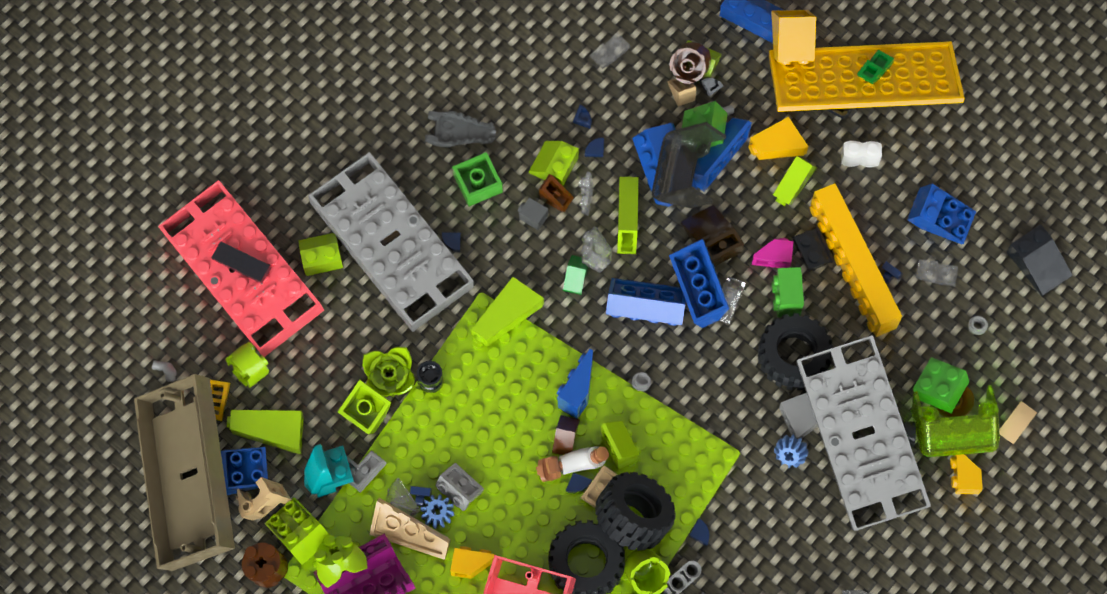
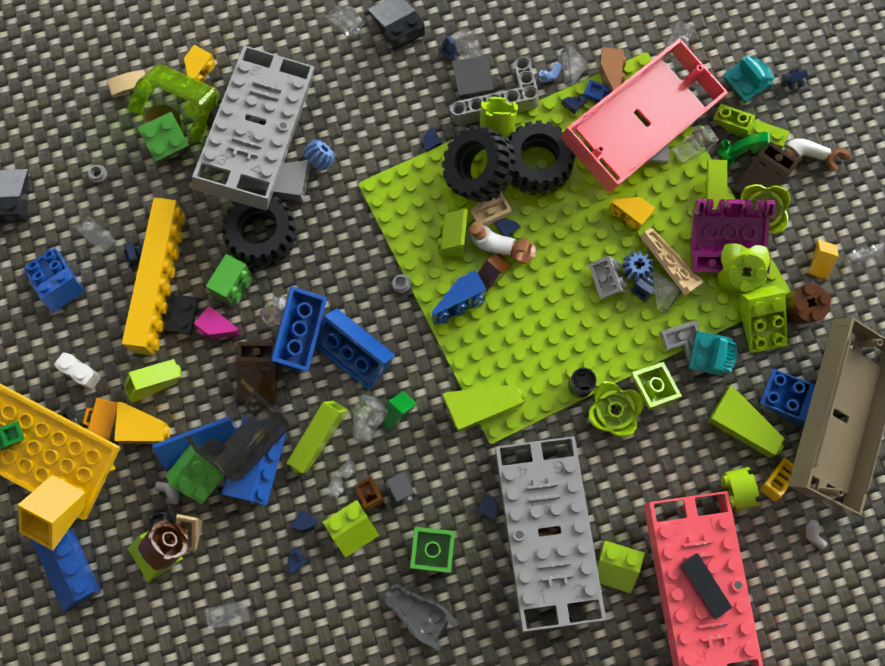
camera: 150 degrees left, 5 degrees up
(269, 497) = (793, 358): tan tile -> none
(815, 134) = (102, 417): none -> light orange piece

